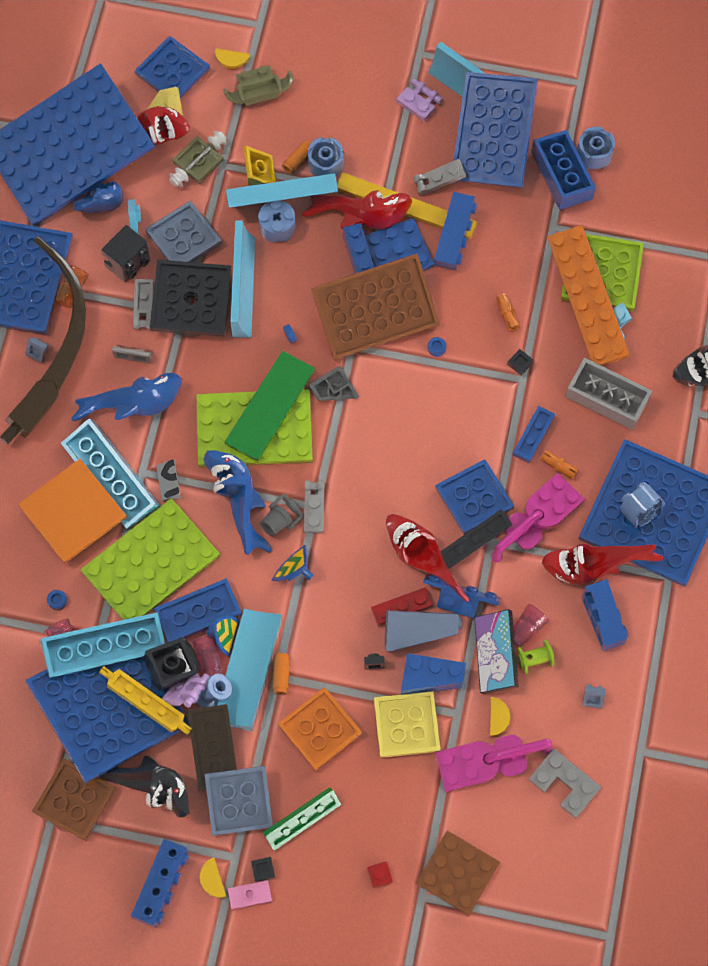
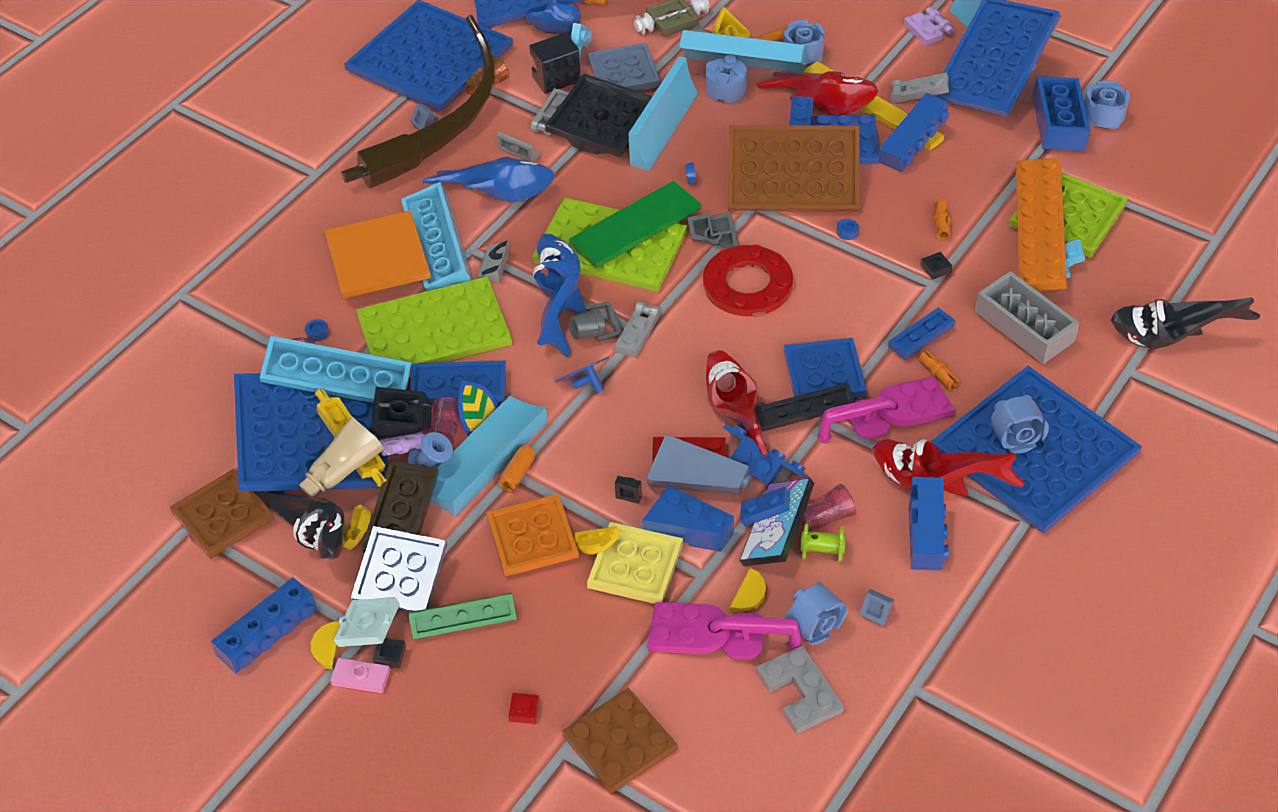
camera: 25 degrees right, 20 degrees down
(153, 723) = (346, 452): none -> tan piece
(185, 768) = (358, 525): none -> yellow tile
(235, 852) = (366, 621): none -> light aqua plate
(370, 718) = (596, 540): none -> yellow tile
(372, 451) = (741, 303): none -> red plate
(482, 642) = (765, 506): none -> blue plate
(556, 721) = (817, 612): none -> medium blue brick

